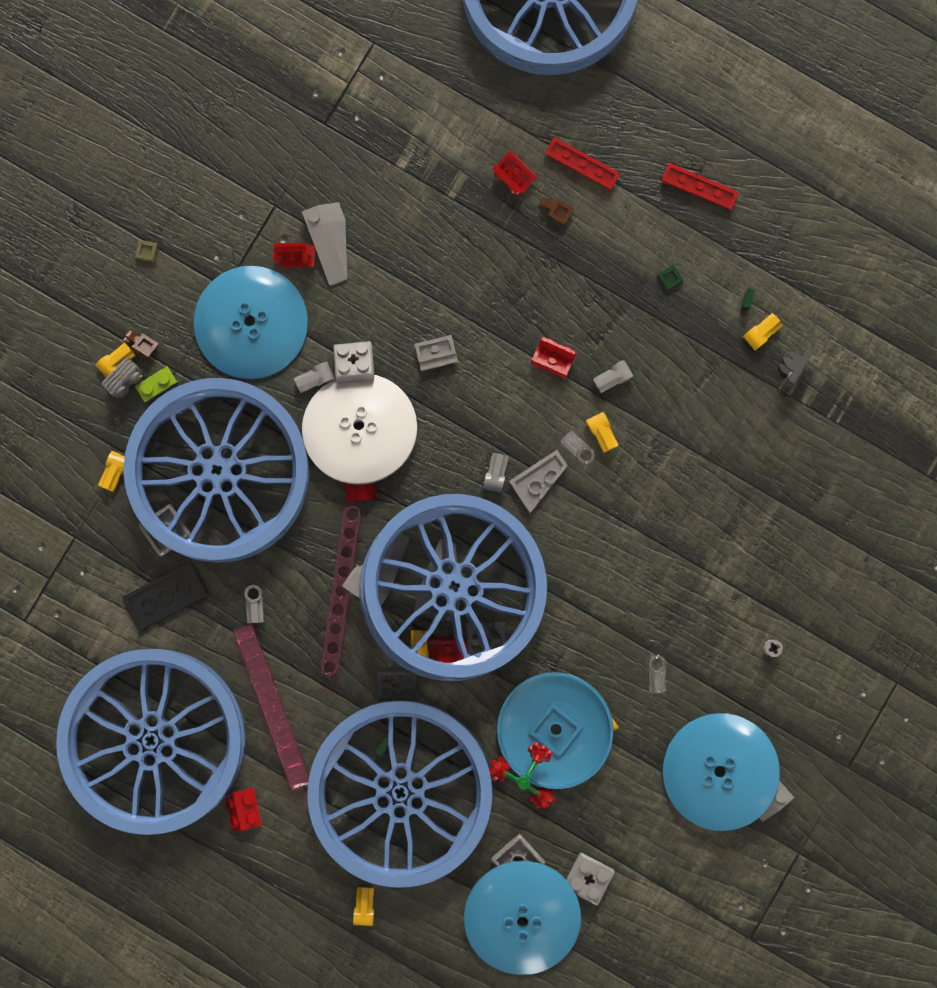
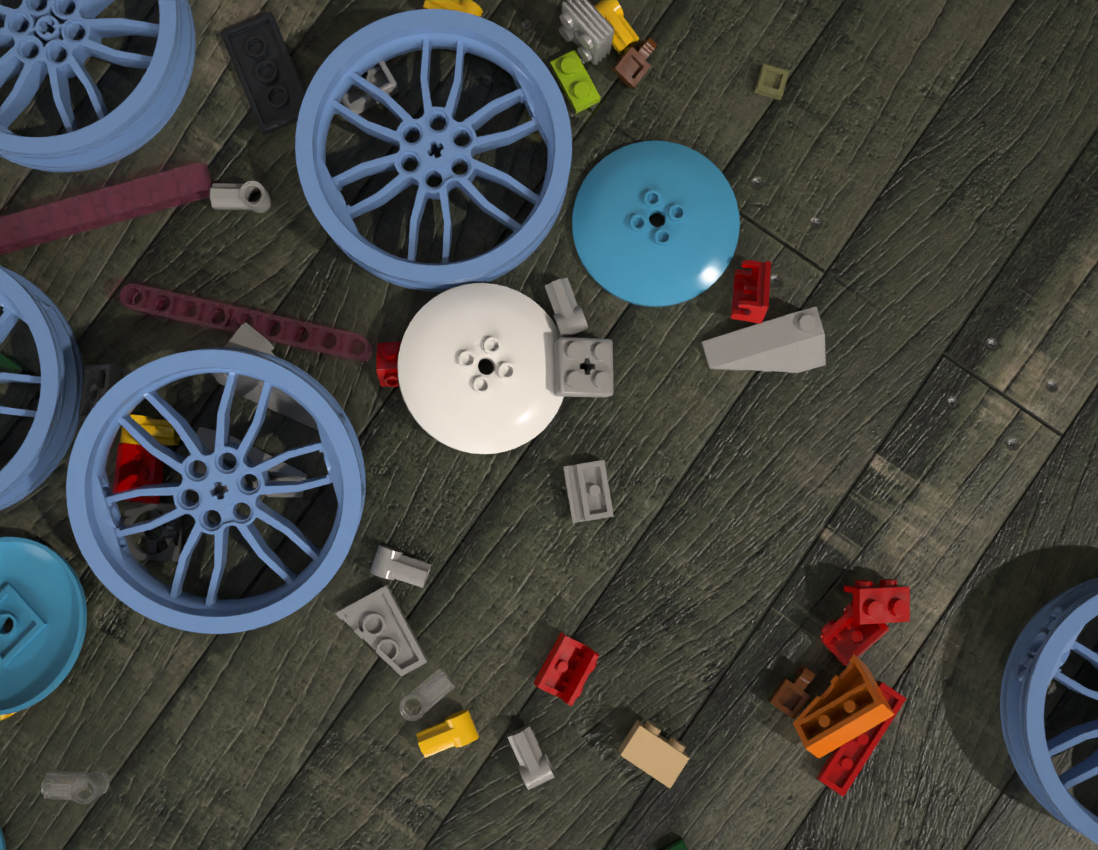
camera: 90 degrees right, 0 degrees up
(493, 158) = (879, 602): none -> red bracket
(565, 177) = (843, 711): none -> orange wedge
(602, 297) = (654, 753): none -> tan brick

